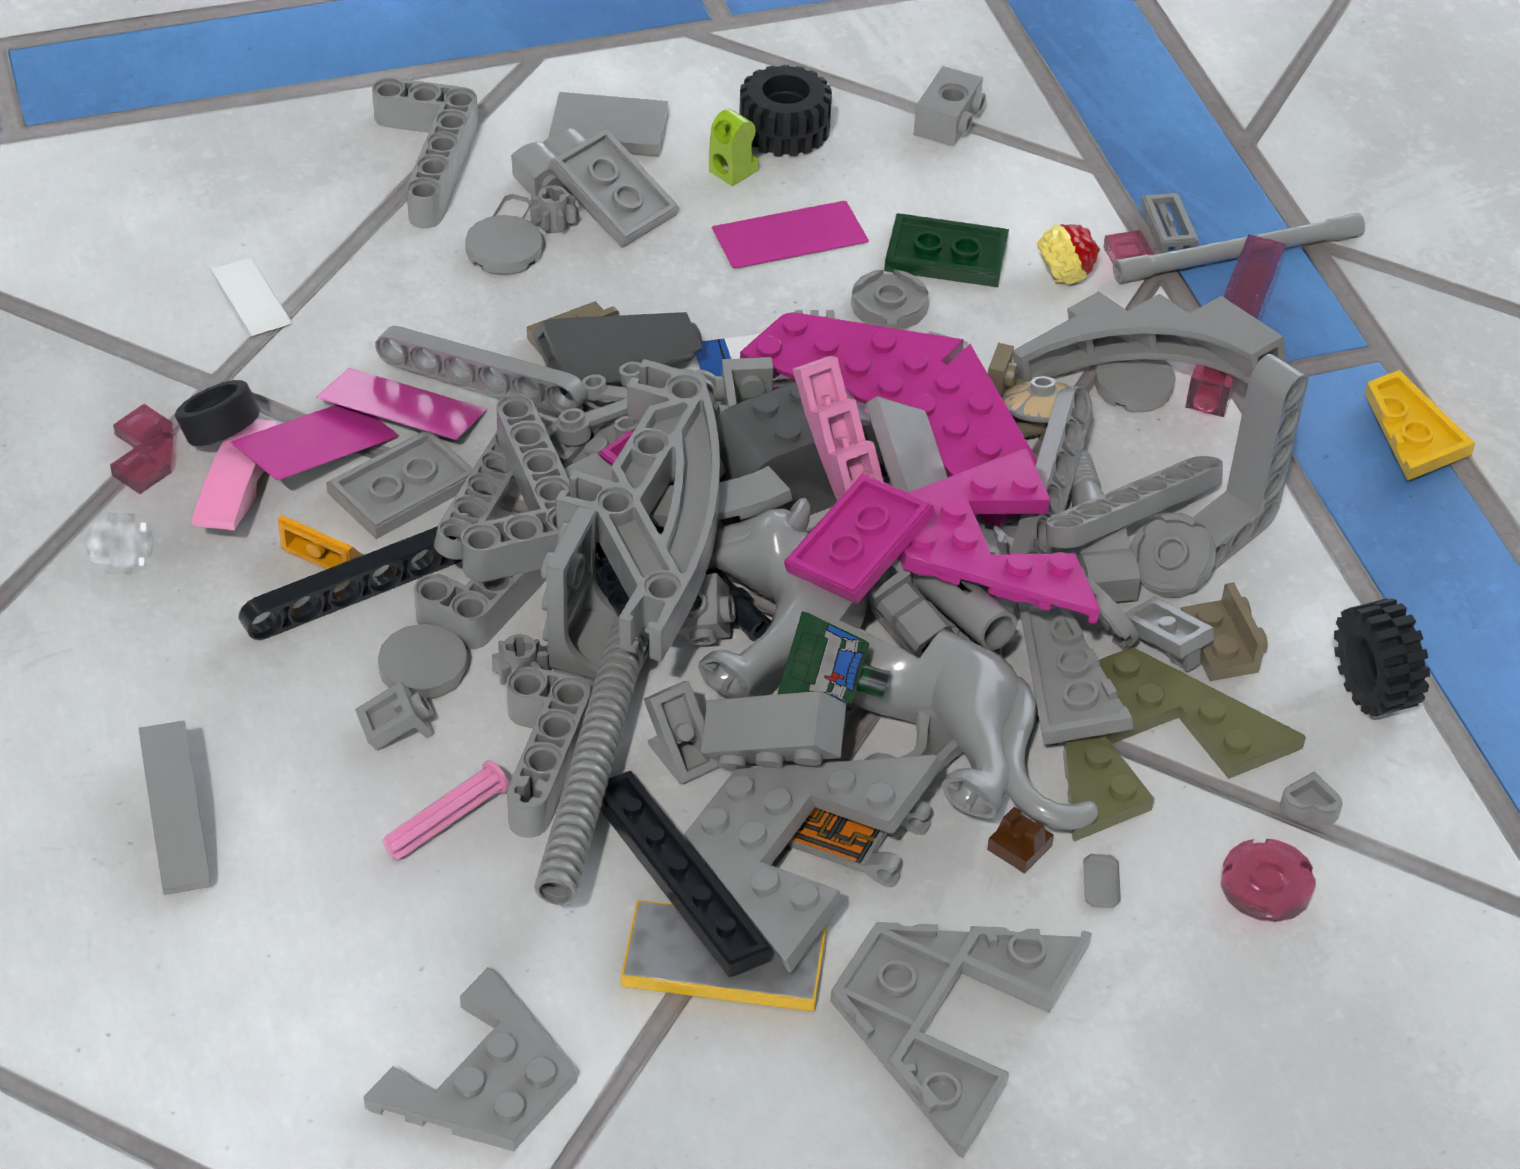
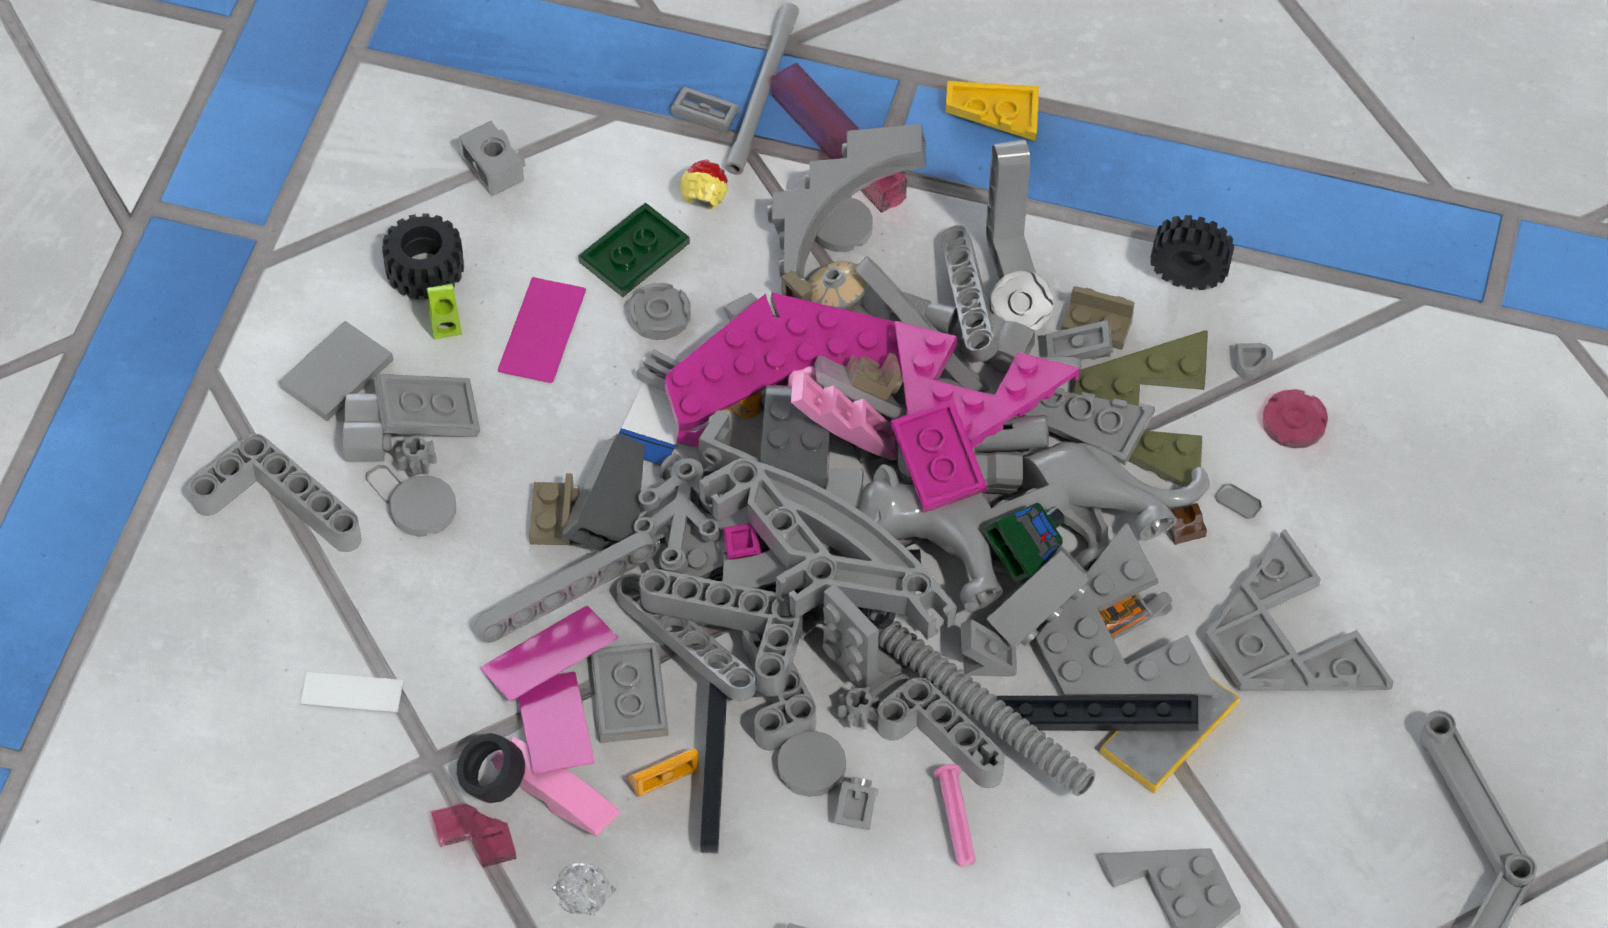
camera: 55 degrees left, 10 degrees up
(928, 455) = (877, 381): none -> dark tan bracket
(1126, 245) = (714, 148): clear pink tile -> none

